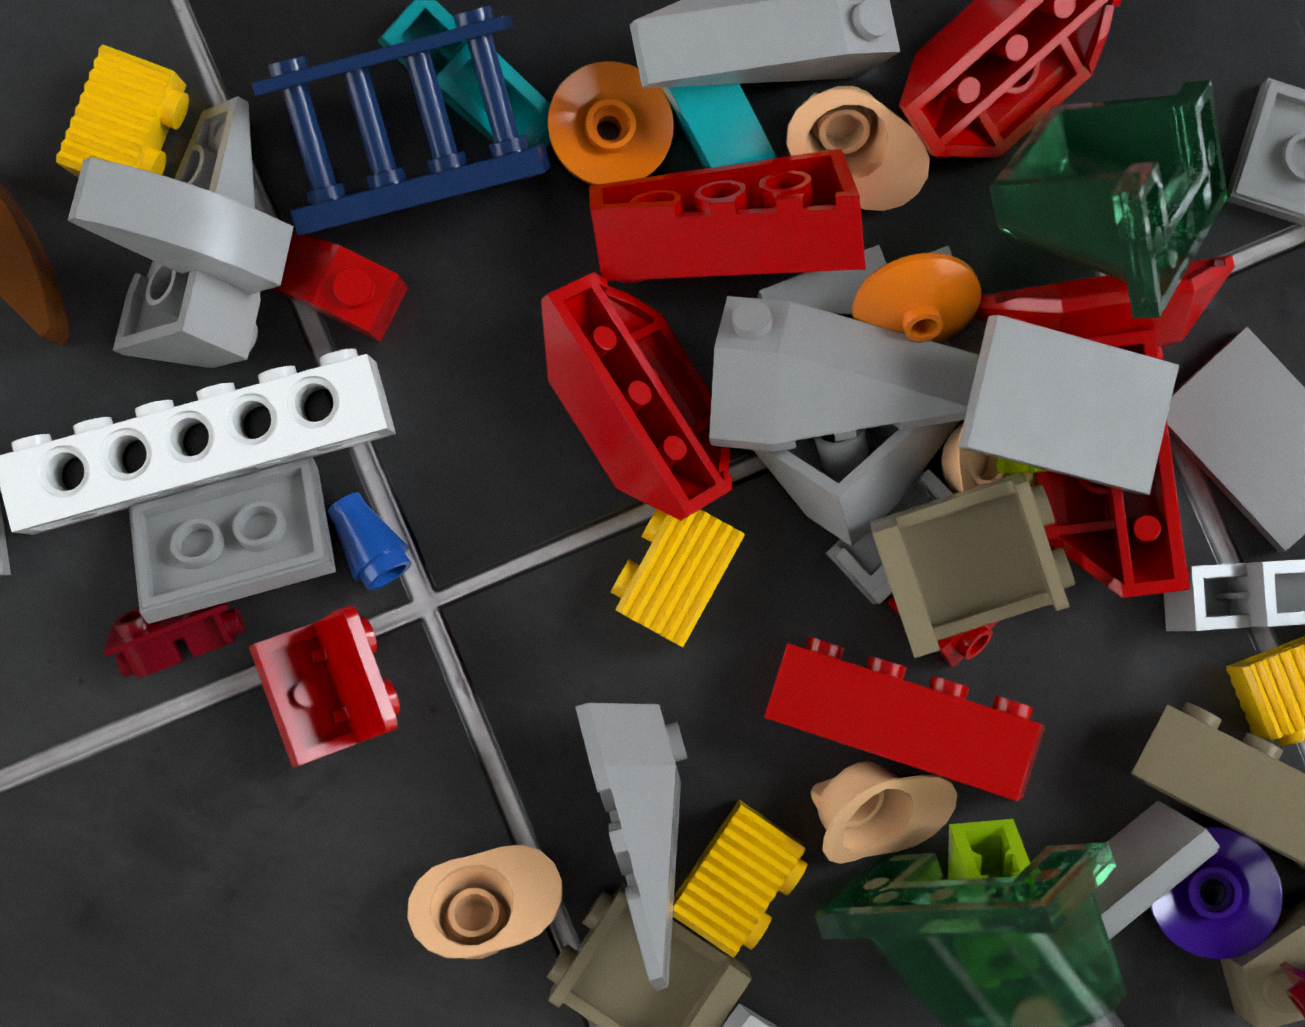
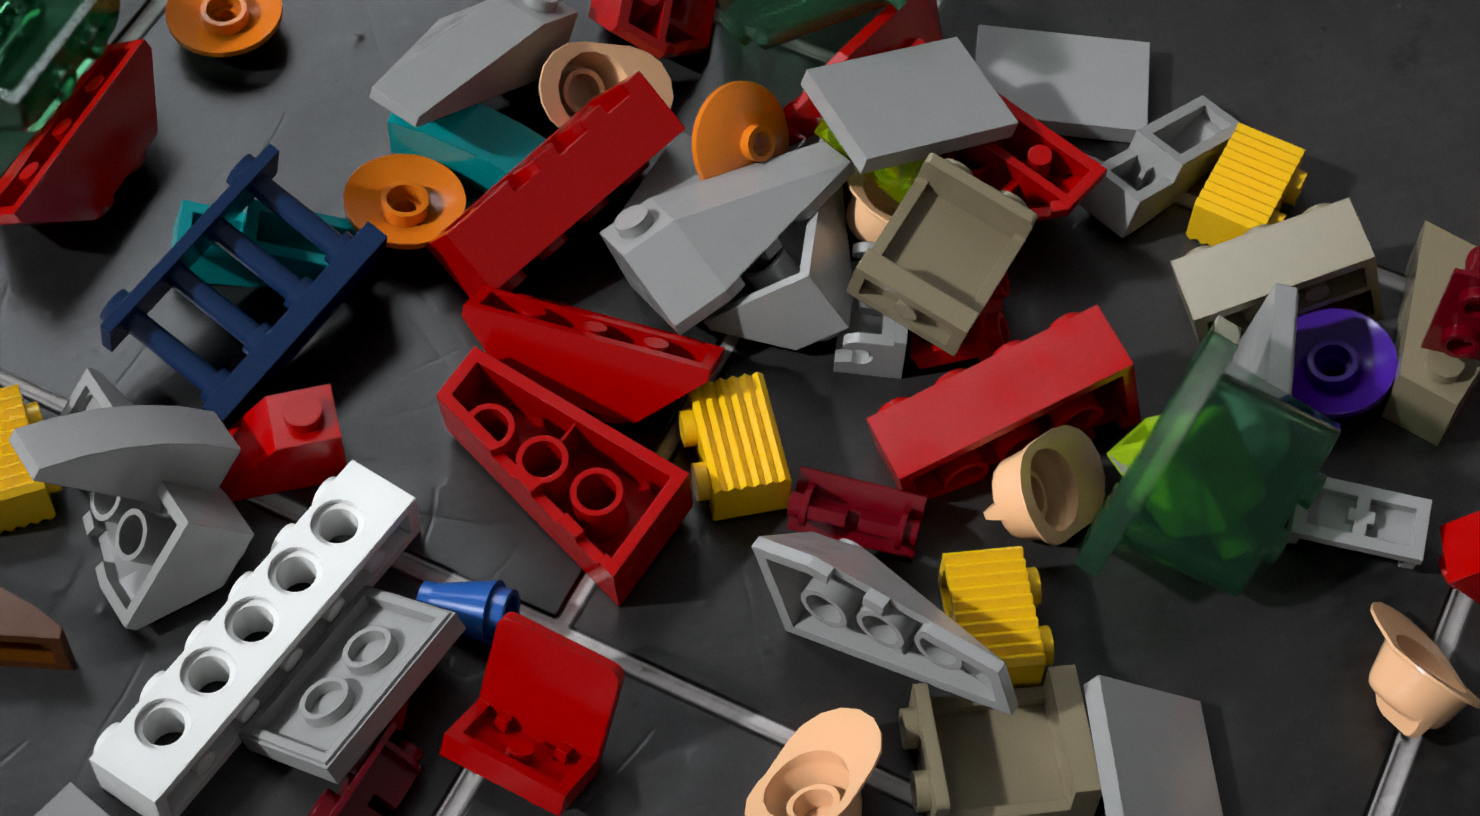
camera: 45 degrees left, 30 degrees down
(523, 489) = (573, 474): none -> red wedge
(707, 685) = (856, 511): none -> dark red hinge

